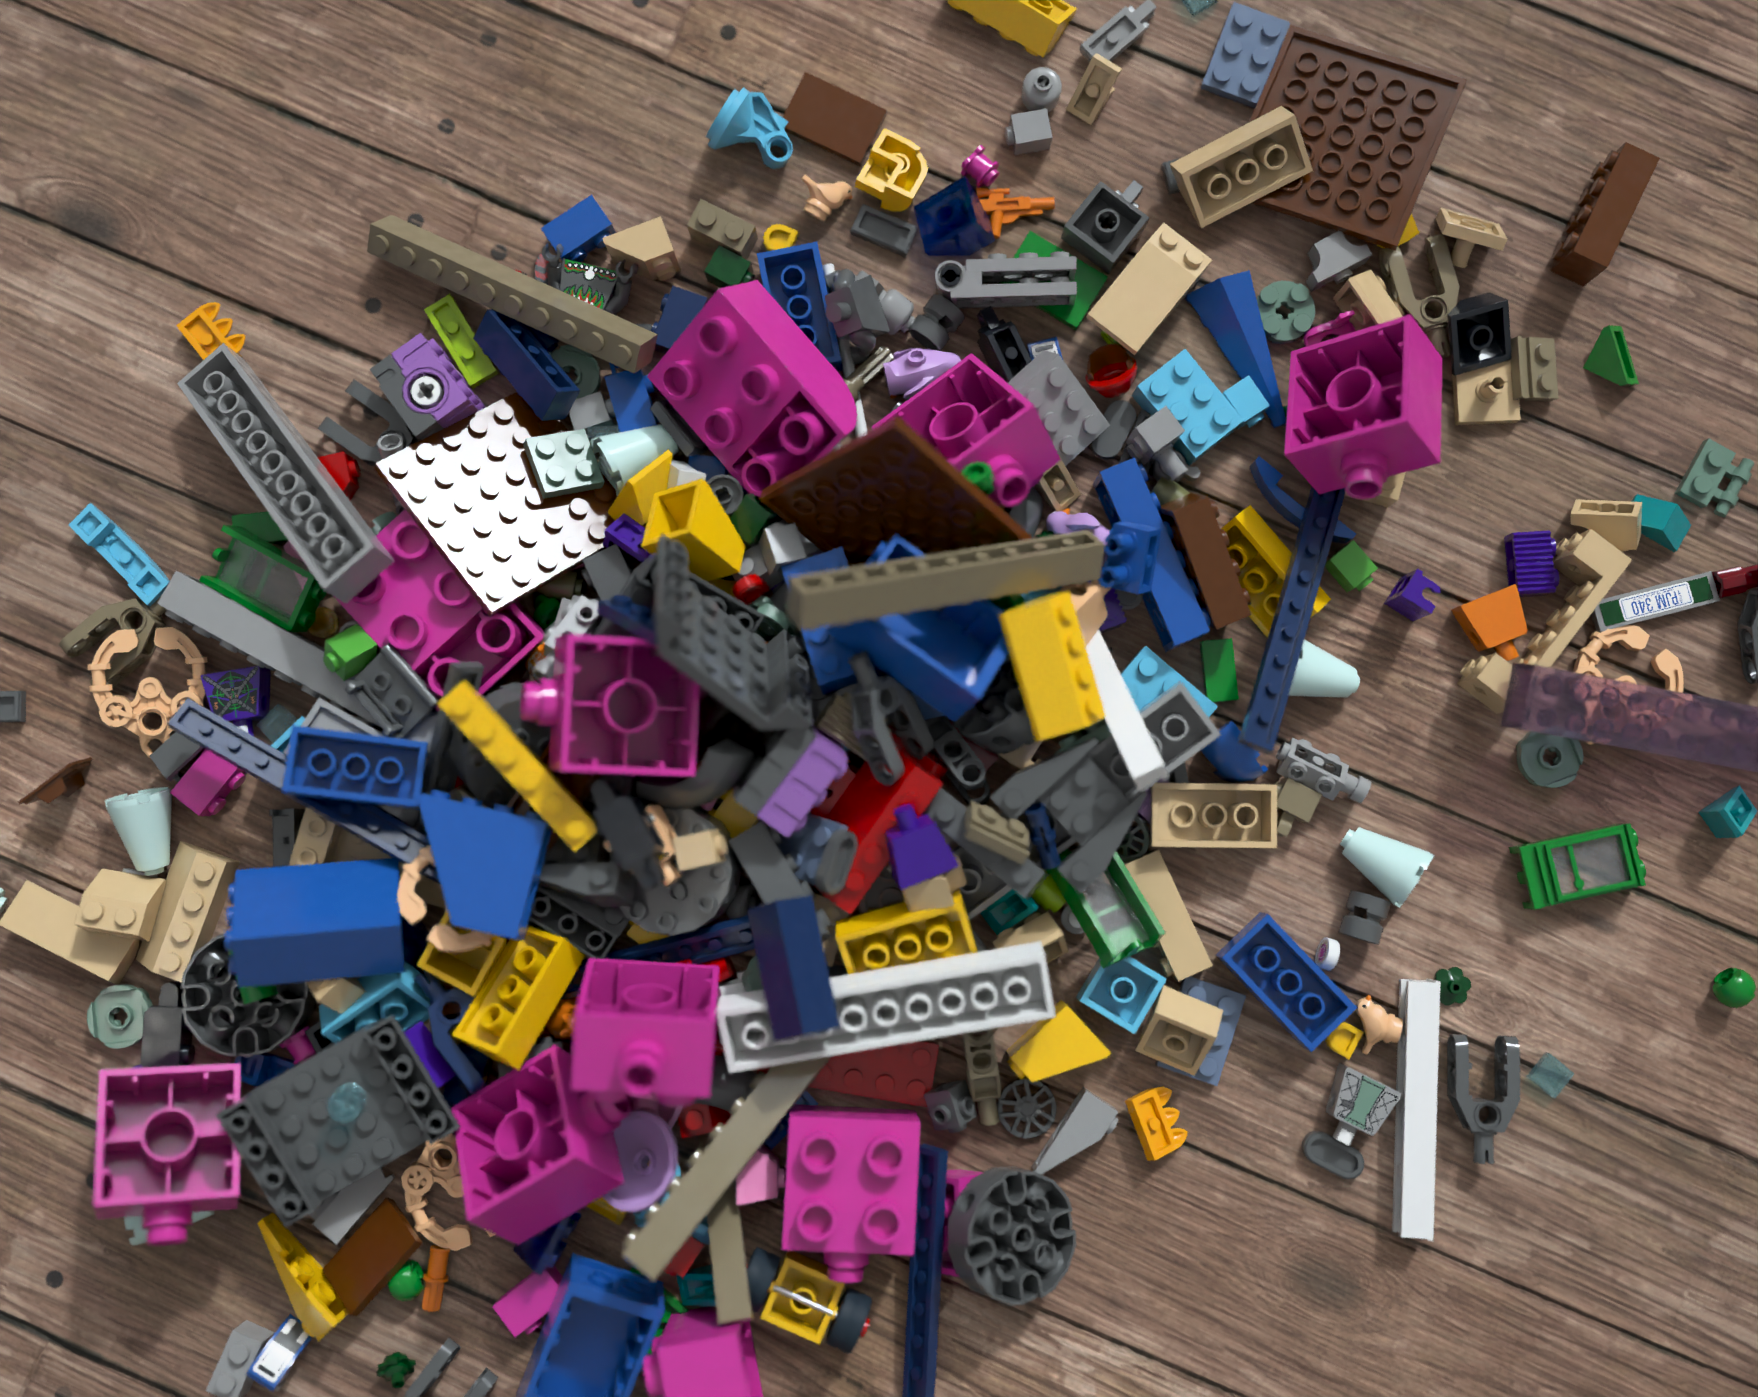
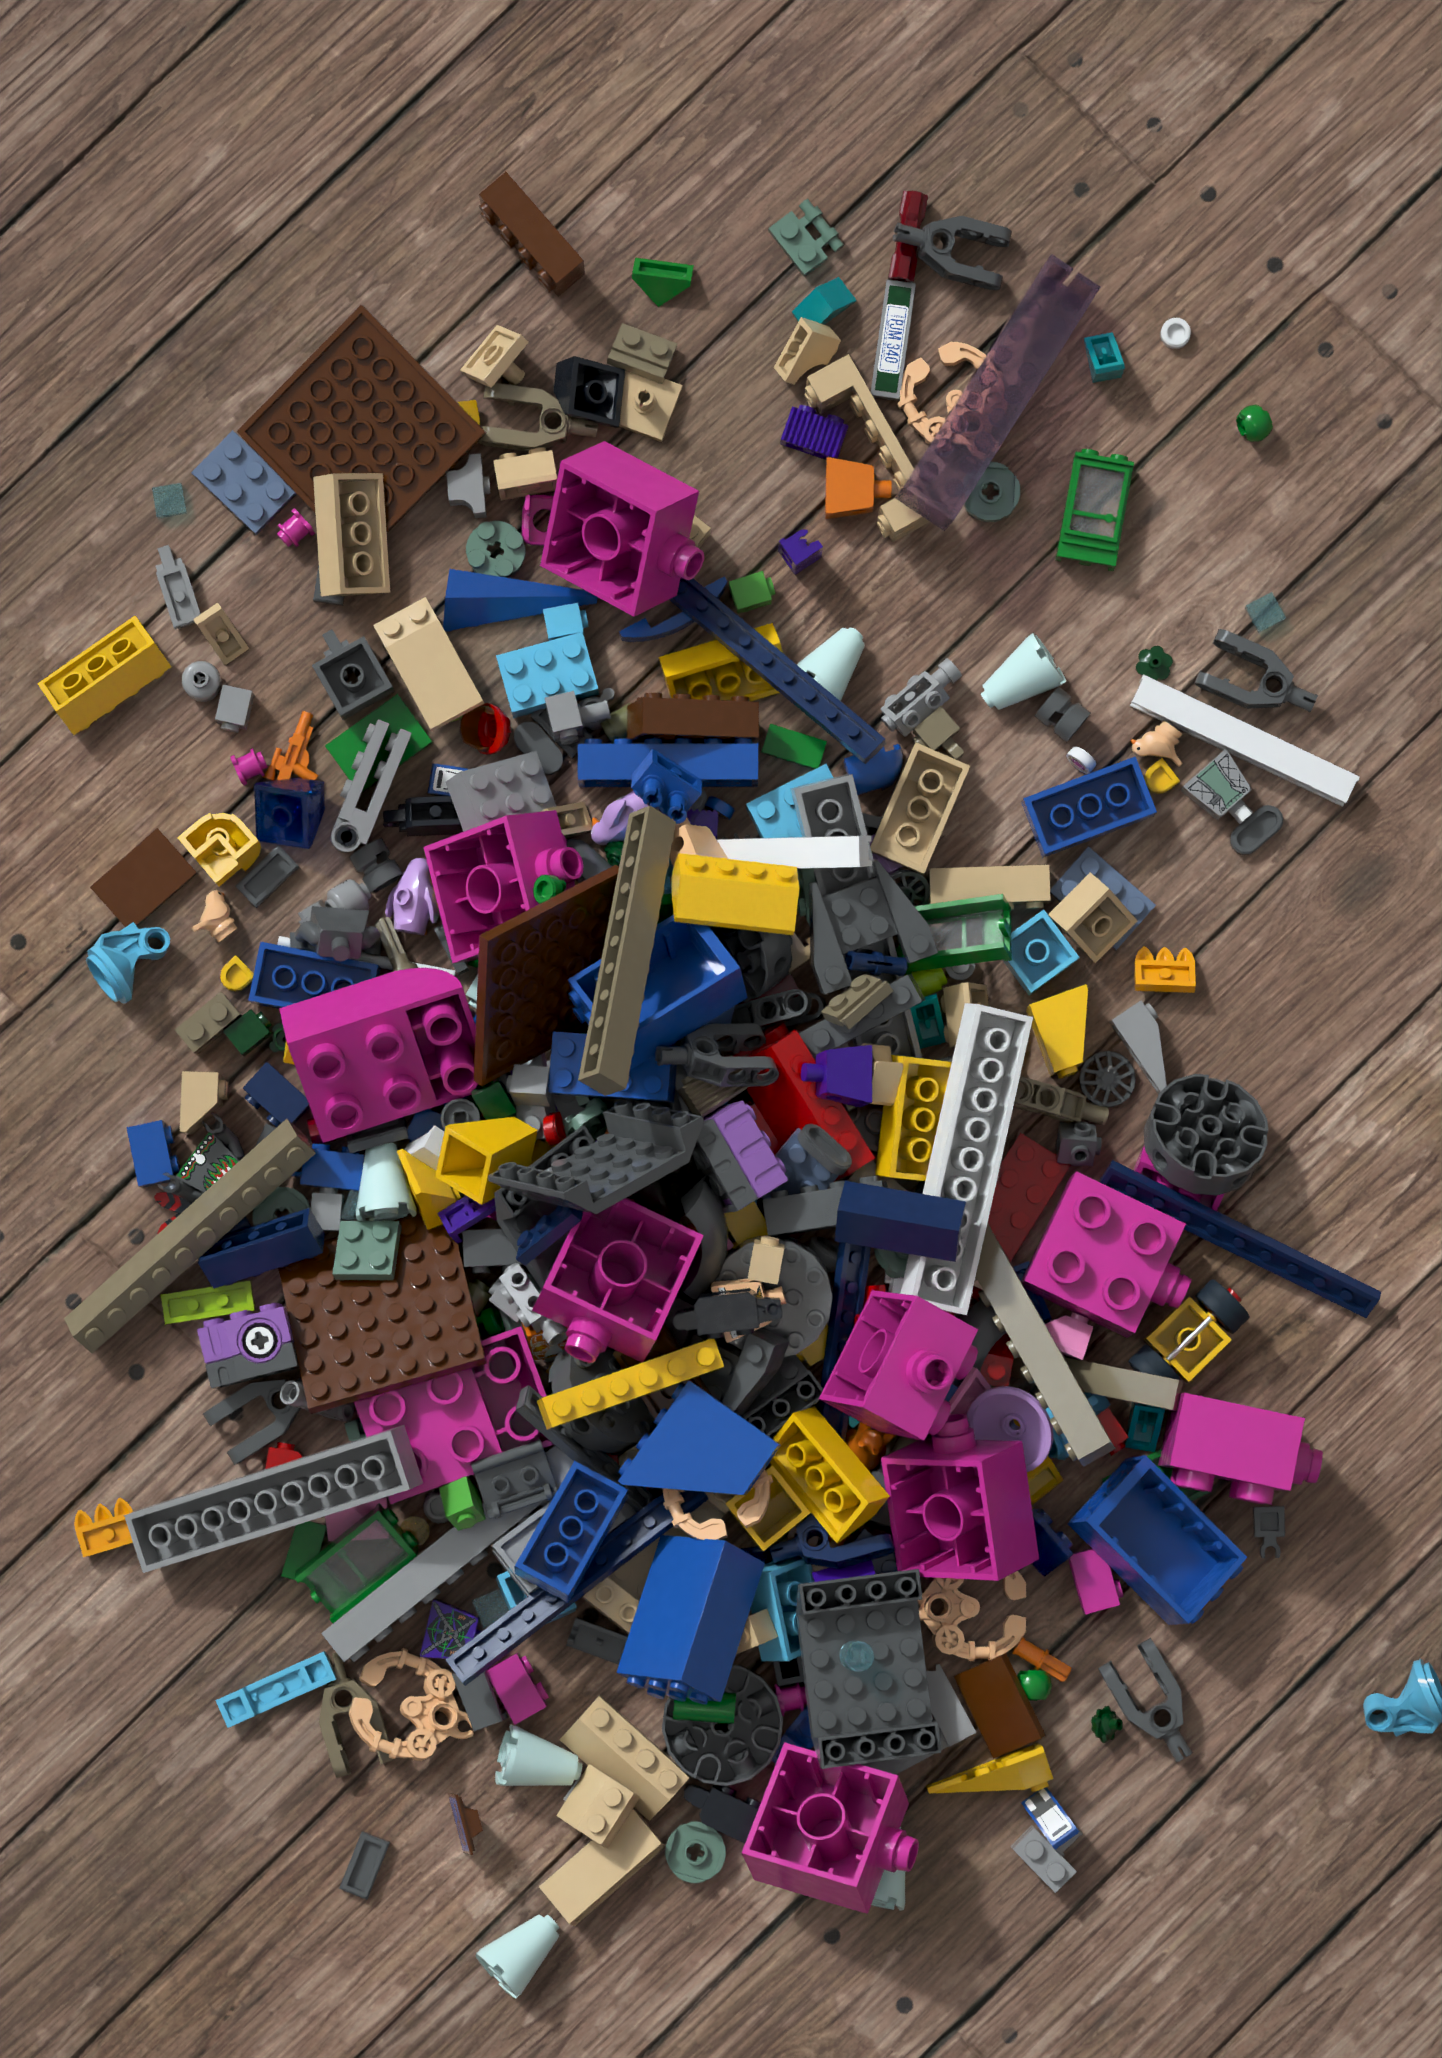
camera: 75 degrees left, 0 degrees up
(1130, 627) = (724, 810): none -> blue tile
(1221, 116) = (294, 529): none -> dark pink brick

